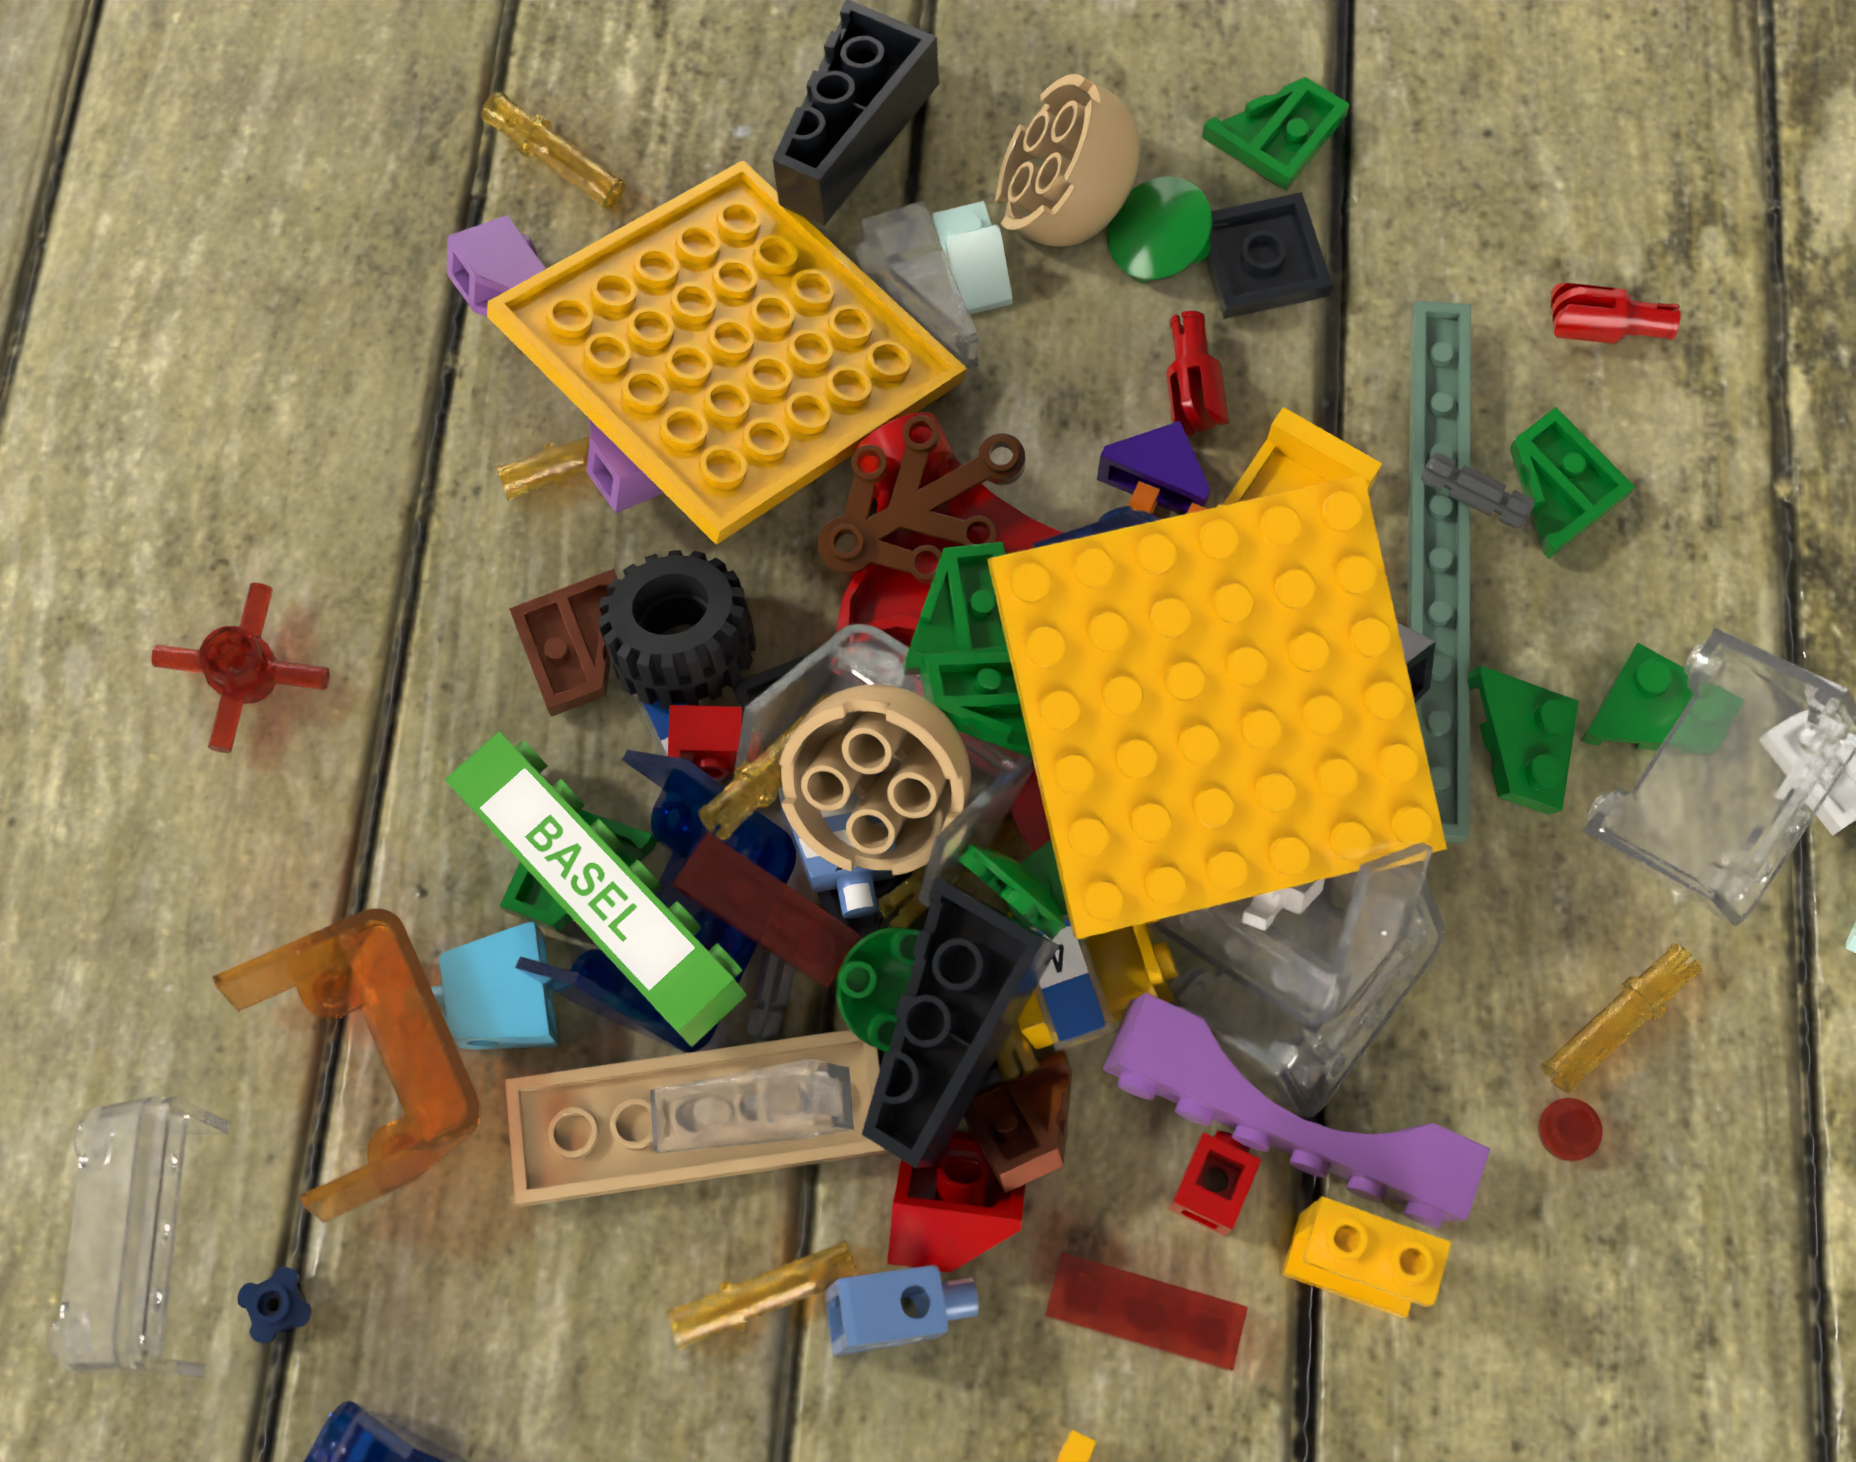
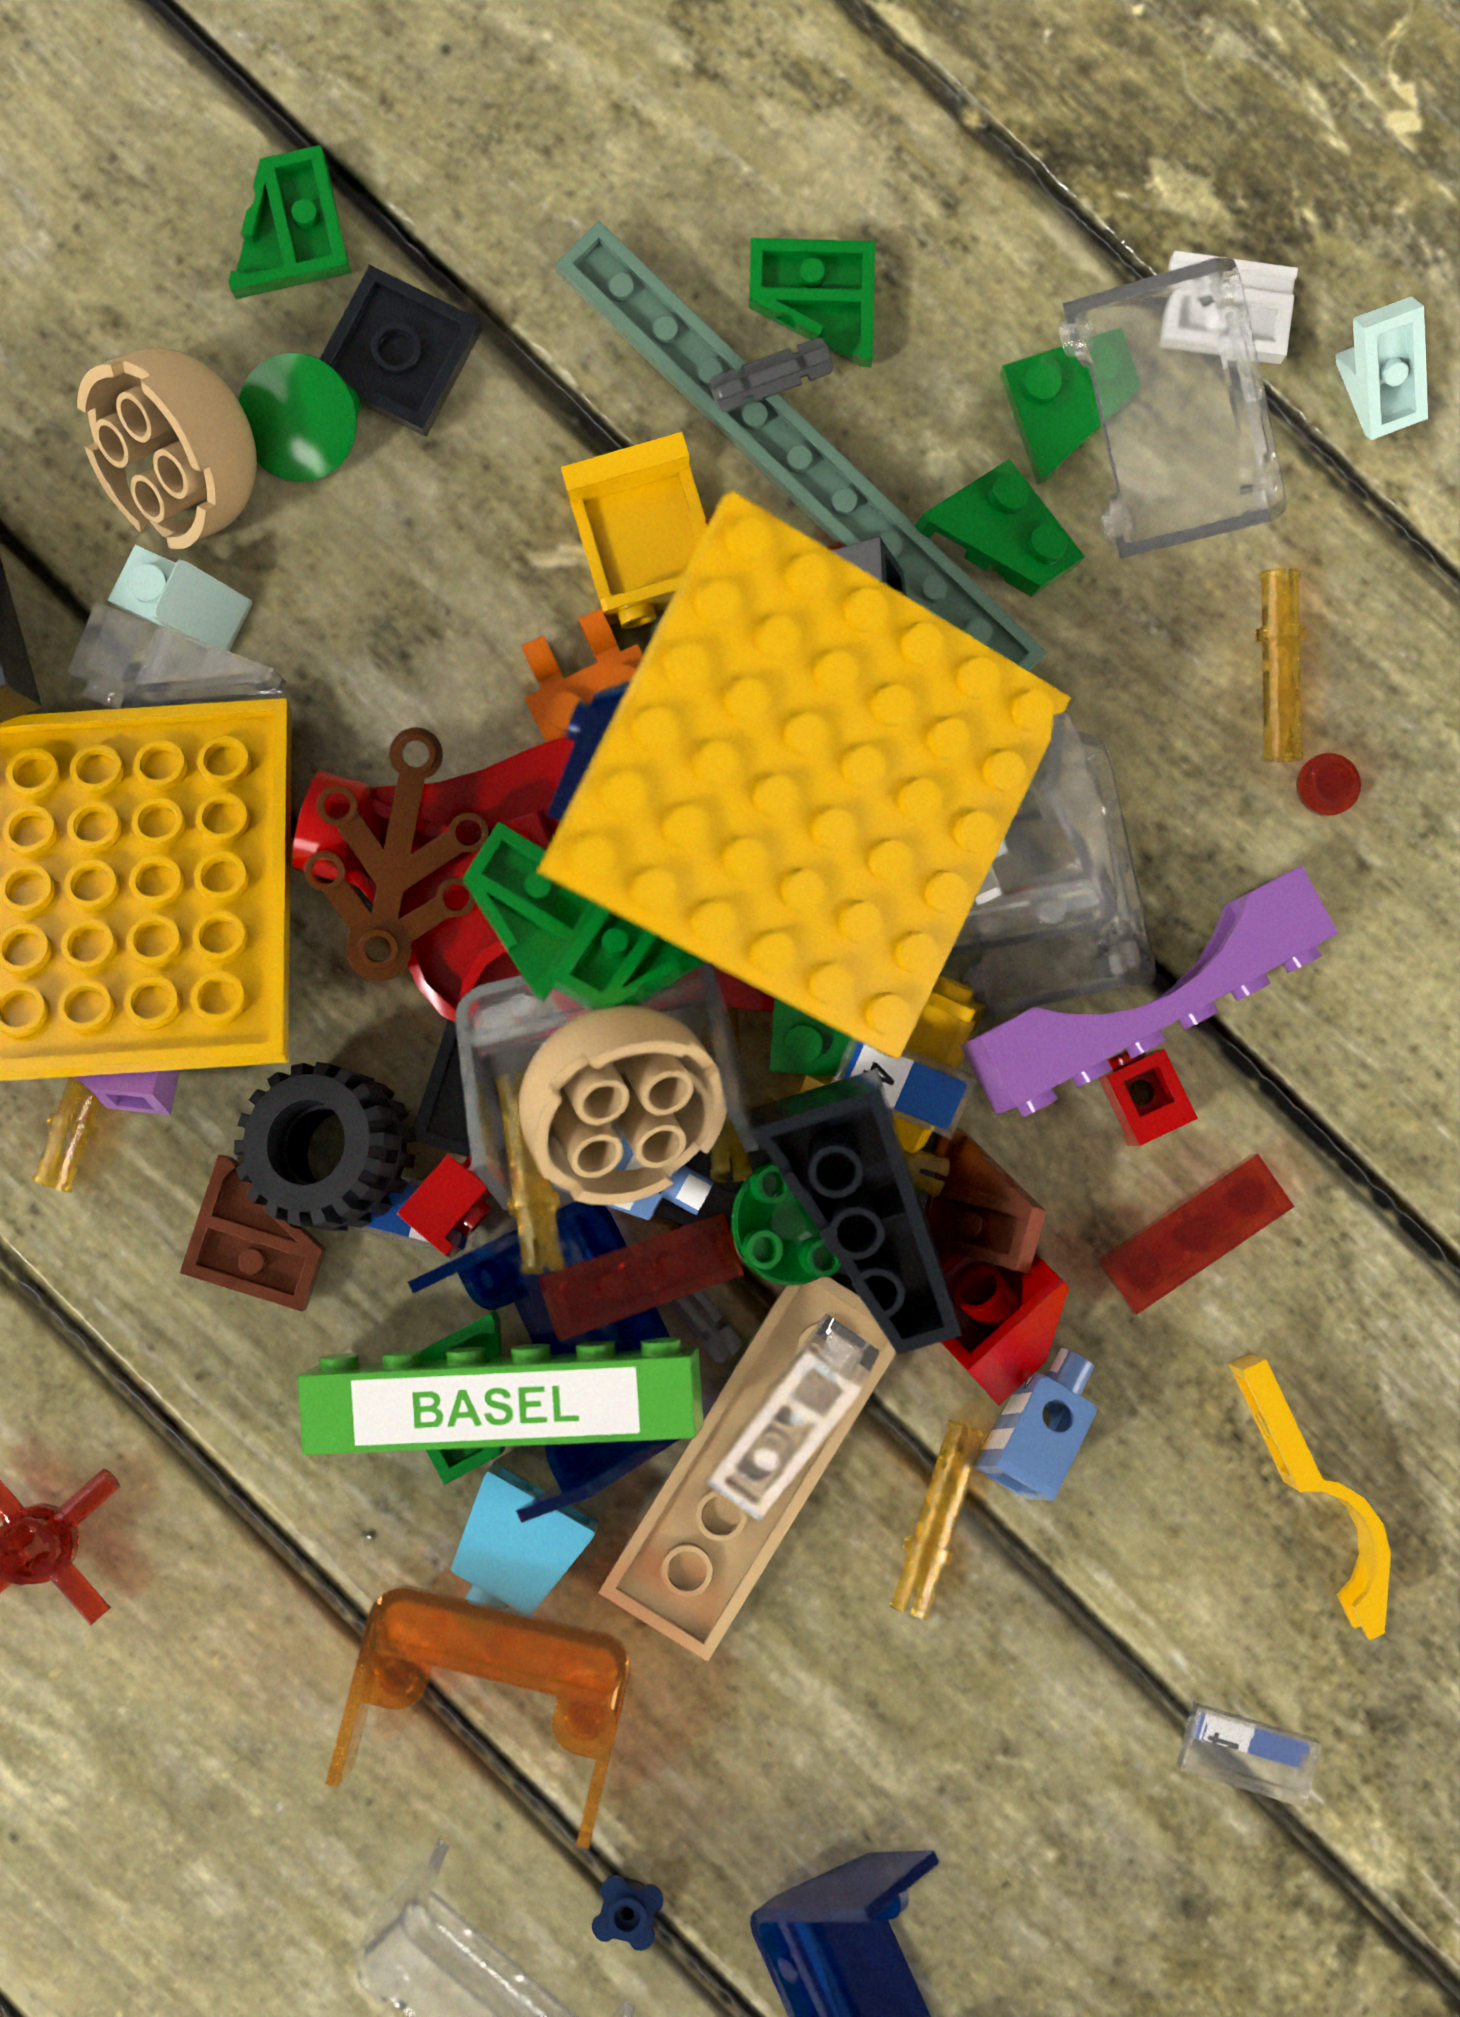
camera: 55 degrees left, 15 degrees up
(1016, 887) = (819, 1062): green dish -> none
(1160, 460) = (519, 612): dark purple slope -> none
(1195, 377) = (464, 513): red arm -> none
(1365, 1257) = (1308, 1038): yellow panel -> none
(1608, 314) = (705, 113): red arm -> none

